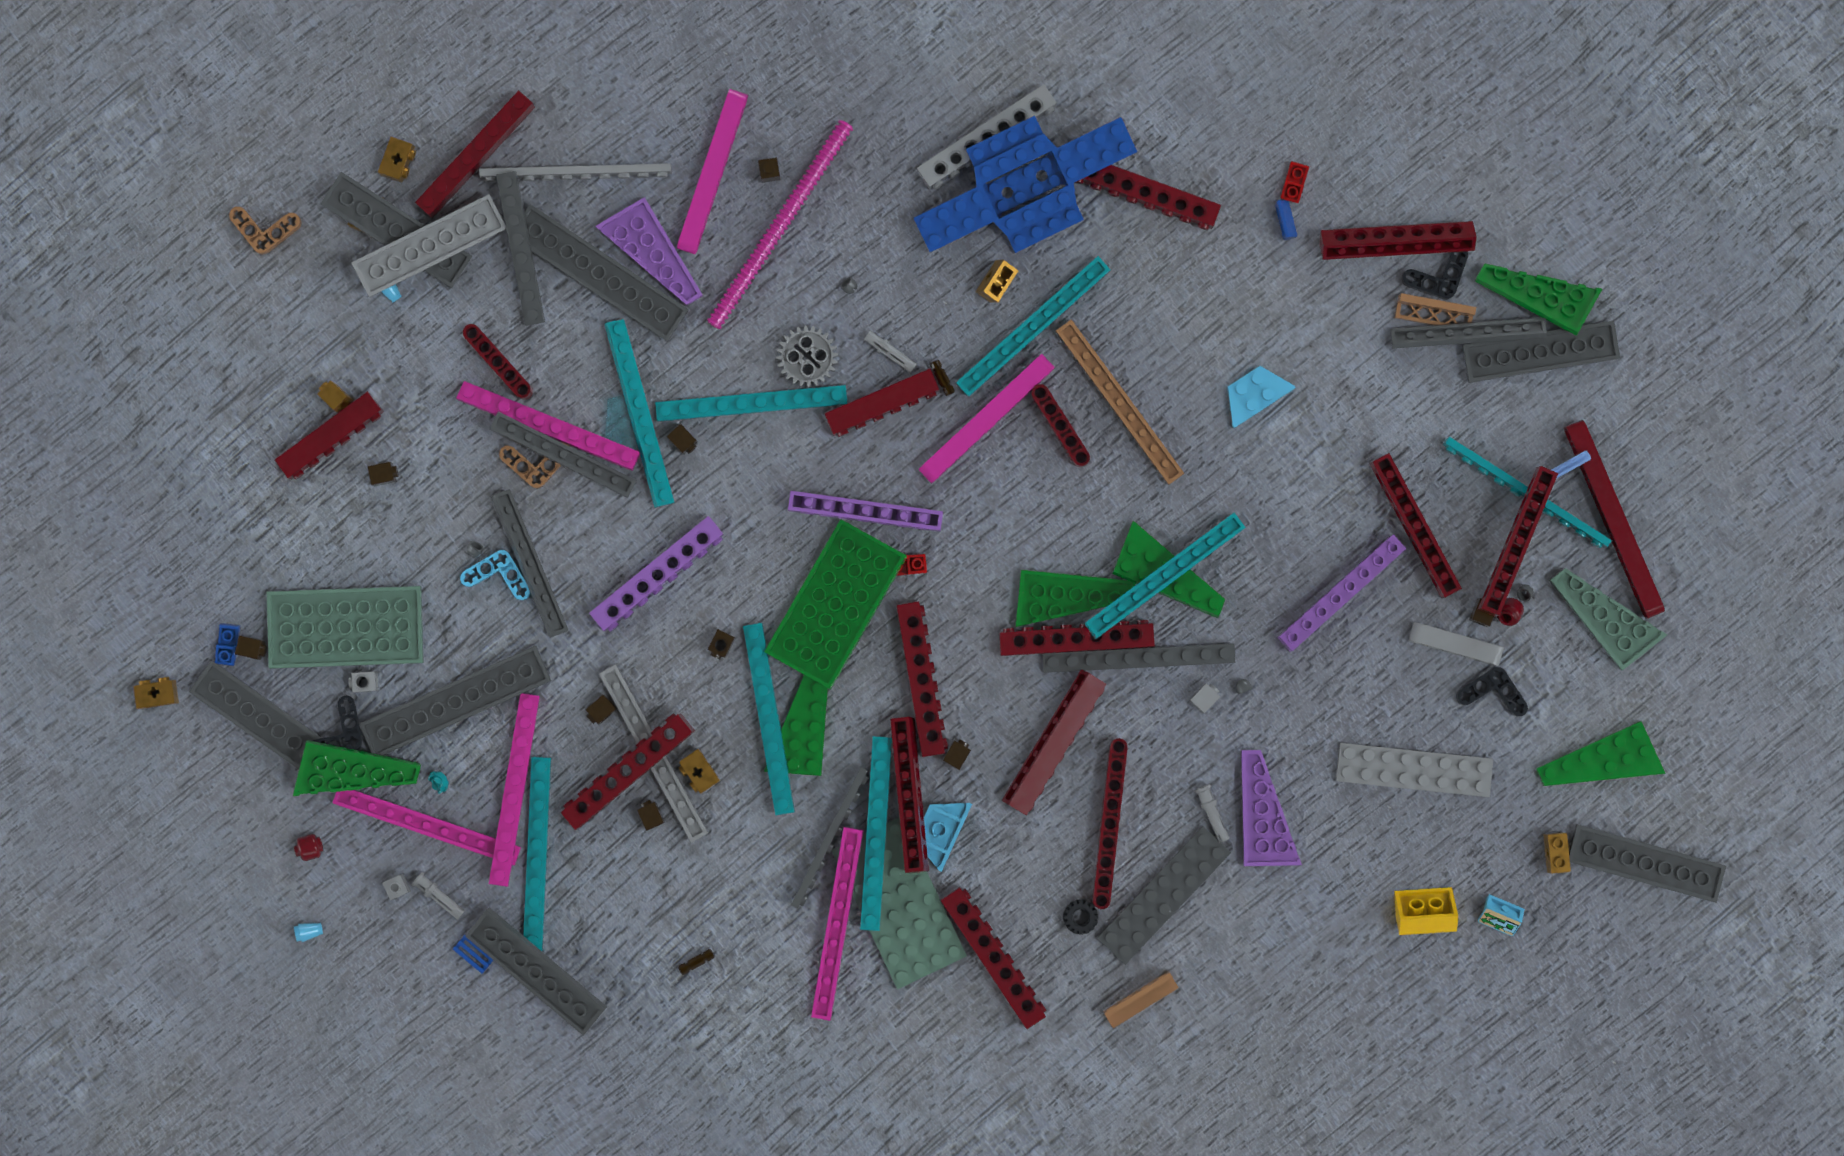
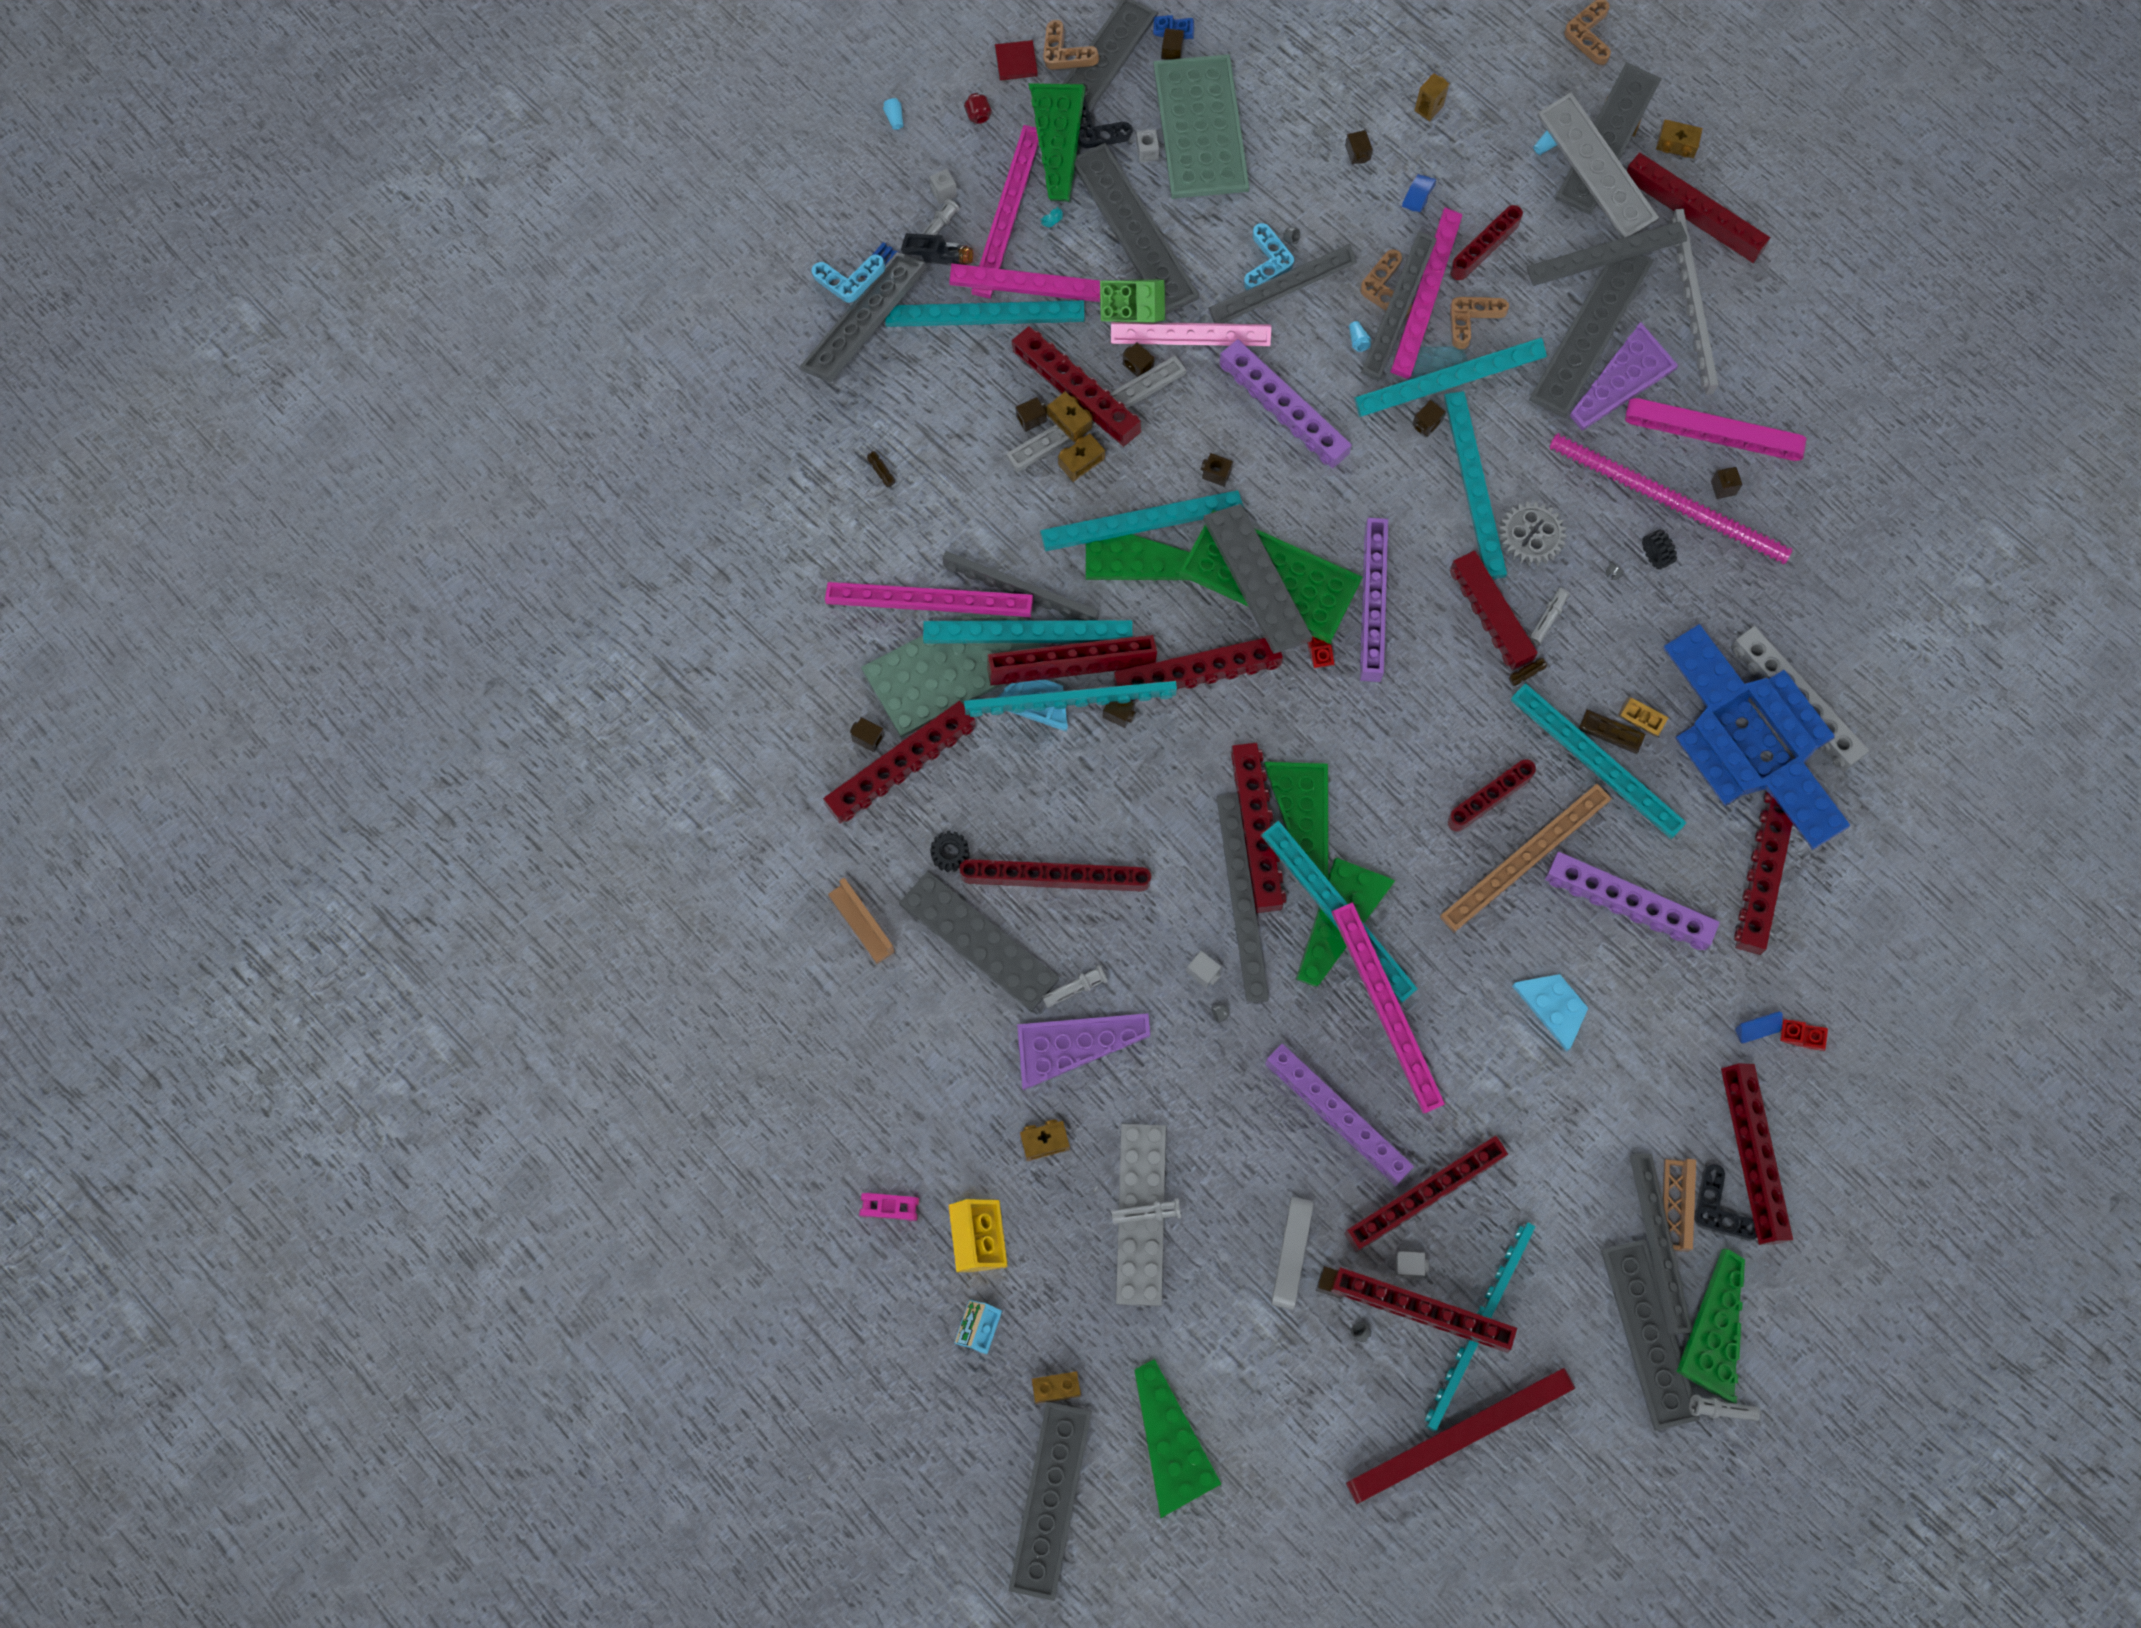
camera: 90 degrees right, 15 degrees down
(253, 761) = (1061, 53): none -> medium nougat beam
(253, 805) = (1016, 60): none -> dark red tile
(329, 435) = (1391, 99): dark red brick -> none
(437, 420) = (1418, 193): none -> blue slope
(471, 897) = (936, 250): none -> black plate
(499, 988) = (847, 284): none -> medium azure beam
(540, 709) = (1132, 300): none -> bright green slope
(572, 391) = (1465, 314): none -> medium nougat beam
(576, 656) = (1190, 333): none -> bright pink plate
(591, 495) = (1359, 337): none -> medium azure cone
(671, 778) = (1076, 423): none -> pearl gold brick
(834, 242) = (1659, 549): none -> black tyre
(840, 618) = (1257, 578): none -> dark grey plate
(950, 807) = (1061, 700): none -> teal plate
(964, 987) = (867, 734): none -> dark brown brick
(986, 418) = (1489, 718): dark pink beam -> none
(1004, 310) = (1611, 731): none -> dark brown tile
(1054, 742) = (1140, 809): dark red brick -> none
(1204, 258) = (1683, 916): none -> medium lavender brick
(1252, 541) = (1388, 1008): none -> dark pink plate
(1350, 838) = (1037, 1149): none -> pearl gold brick
(1395, 986) = (889, 1206): none -> dark pink plate
(1417, 755) = (1158, 1207): none -> light grey pin
(1472, 545) = (1411, 1265): none -> light grey brick
(1491, 684) = (1248, 1299): black beam -> none
(1511, 612) = (1337, 1312): dark red head -> none
(1572, 463) = (1518, 1372): light blue axle -> none
(1606, 307) = (1714, 1408): none -> light grey pin
(1613, 625) = (1333, 1441): sand green wing -> none

